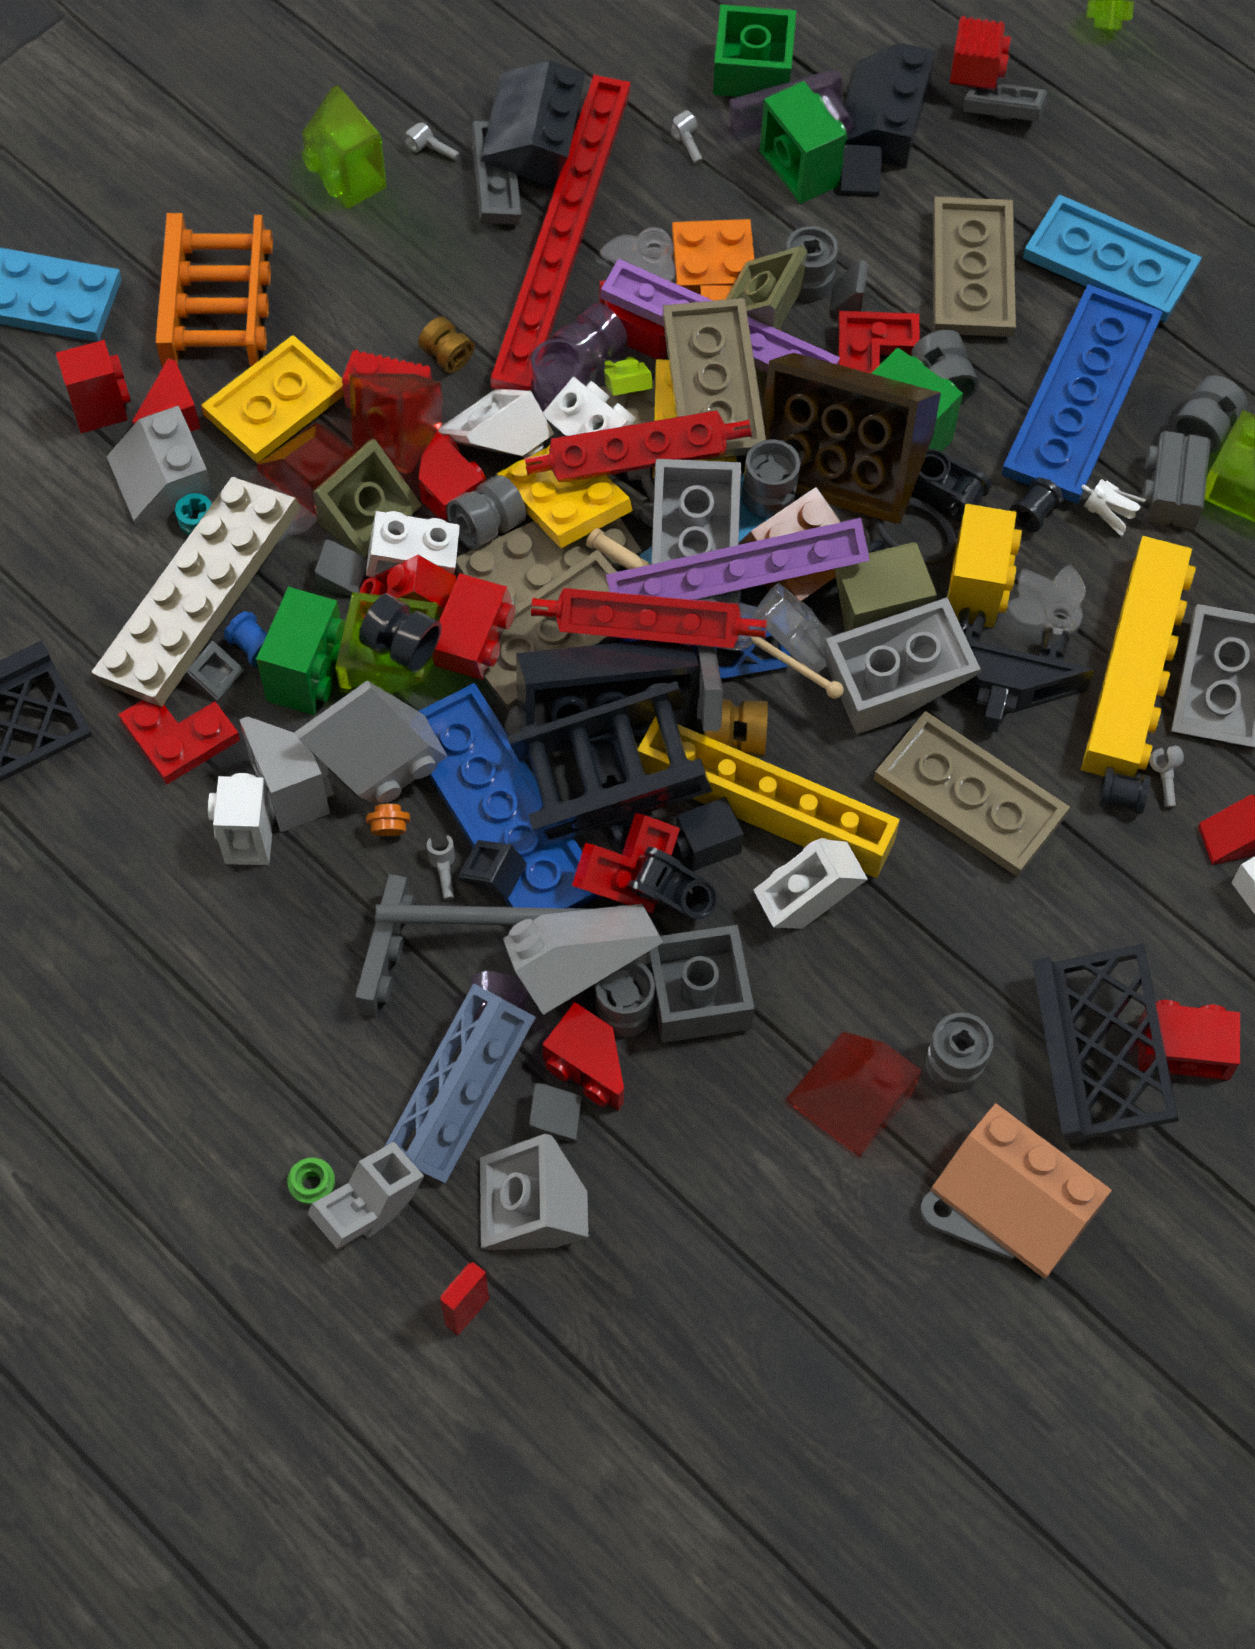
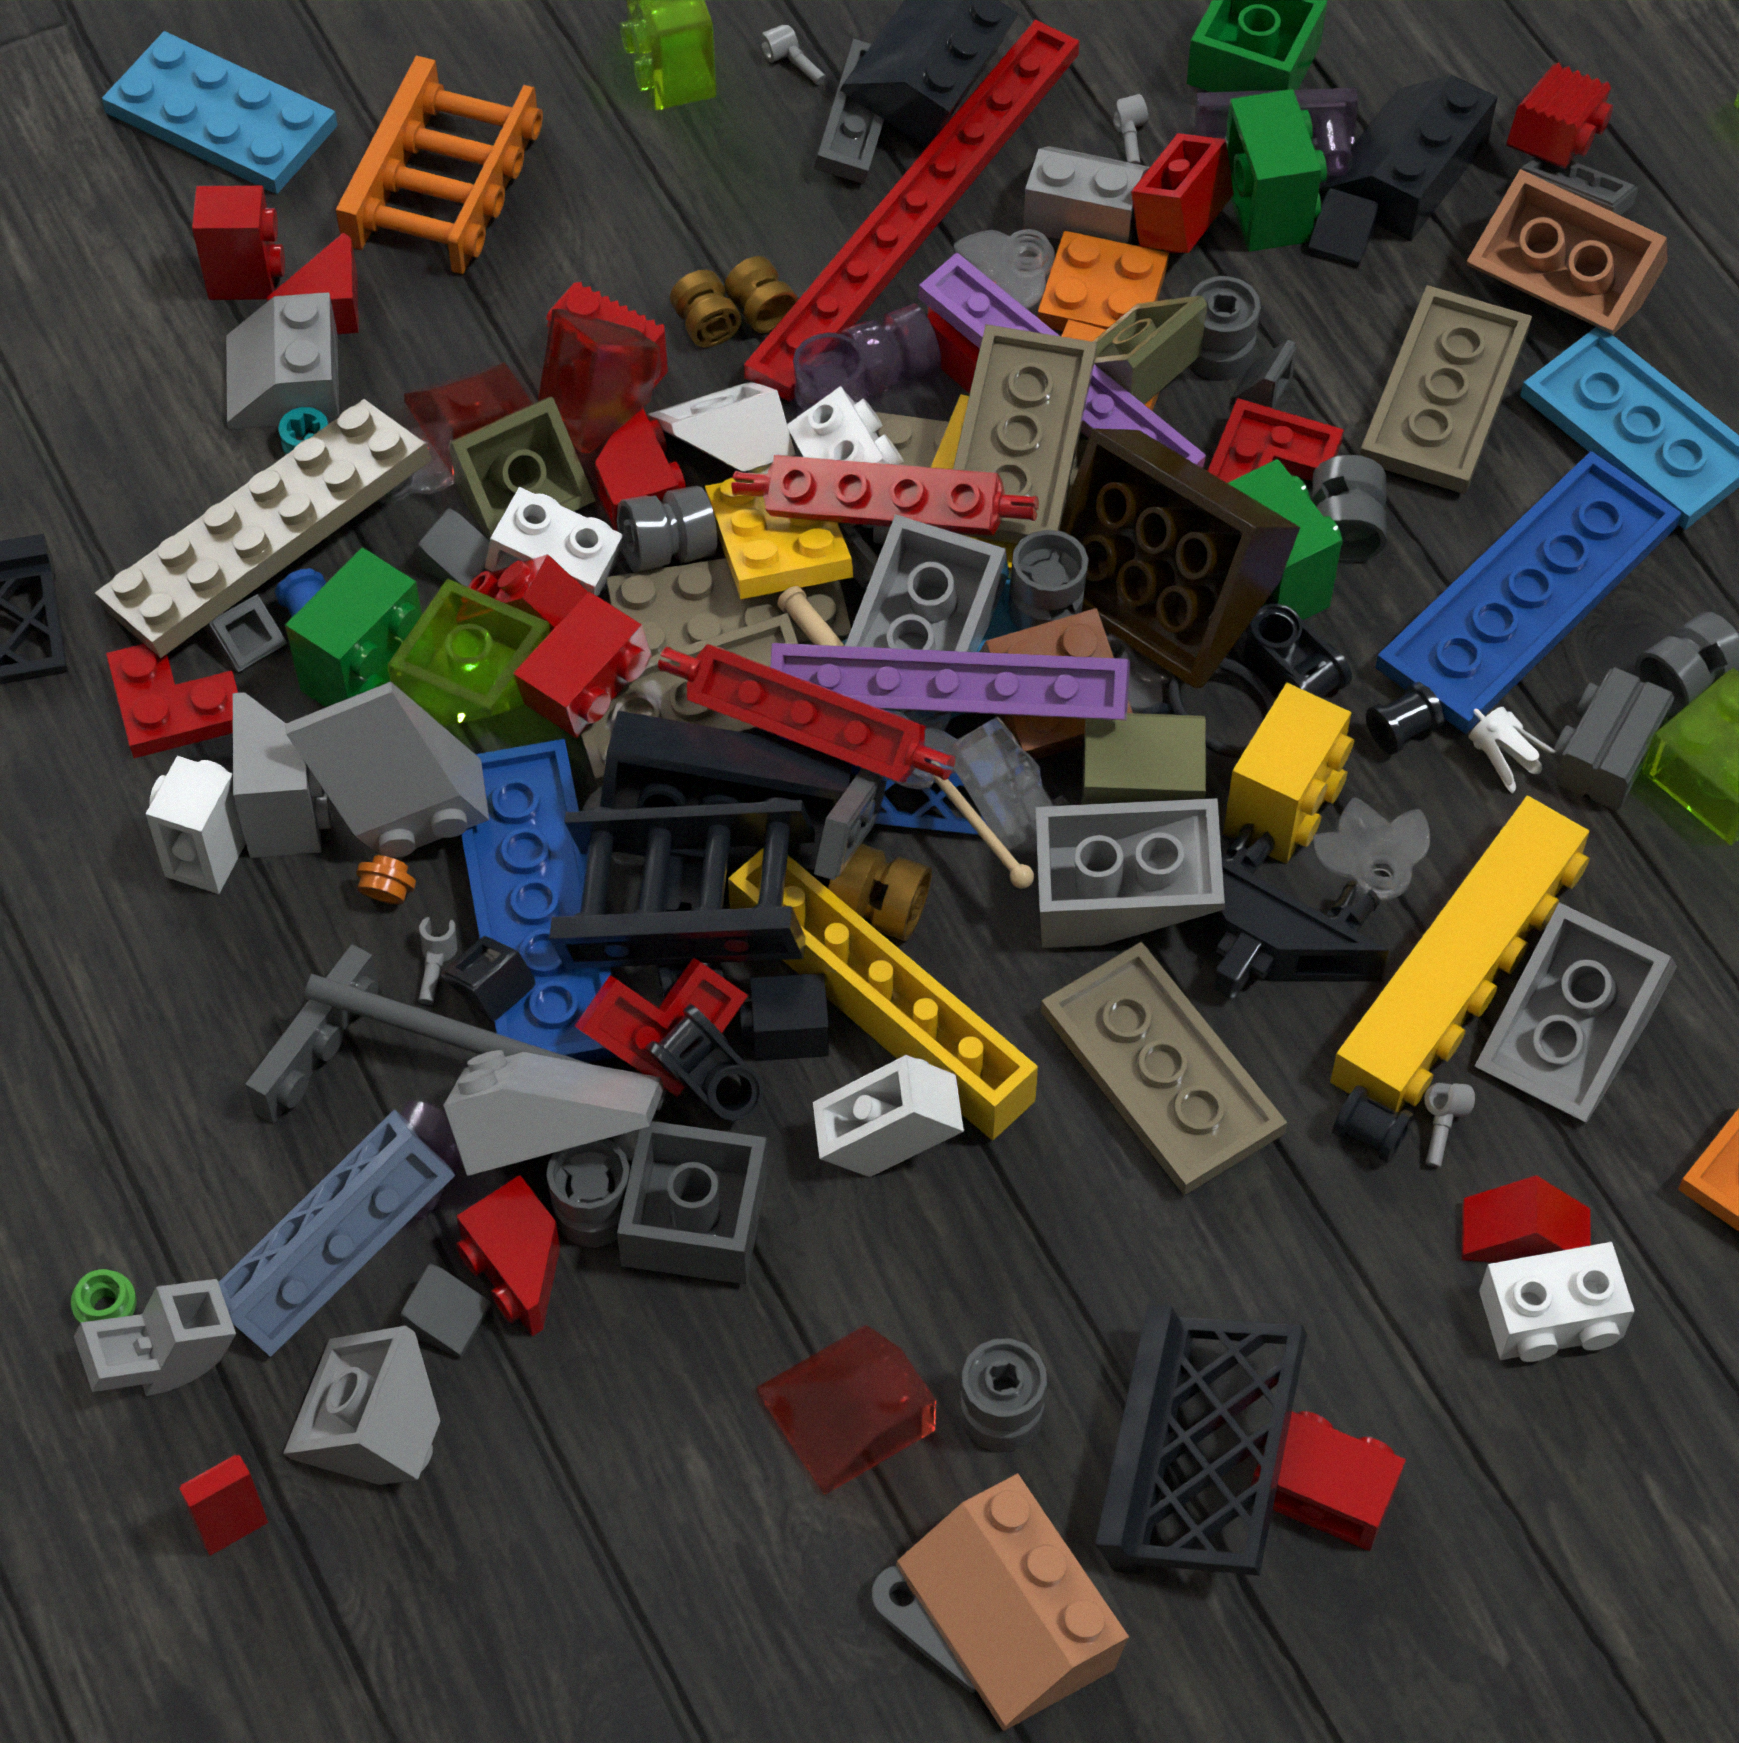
camera: 20 degrees right, 5 degrees down
(274, 398) = (460, 319): yellow plate -> none
(396, 630) = (477, 642): black wheel -> none
(480, 323) = (757, 290): none -> pearl gold wheel
(627, 376) = (918, 407): lime plate -> none
(677, 193) = (1081, 195): none -> light grey slope
(747, 174) = (1182, 193): none -> red brick
(1023, 148) = (1570, 253): none -> nougat slope

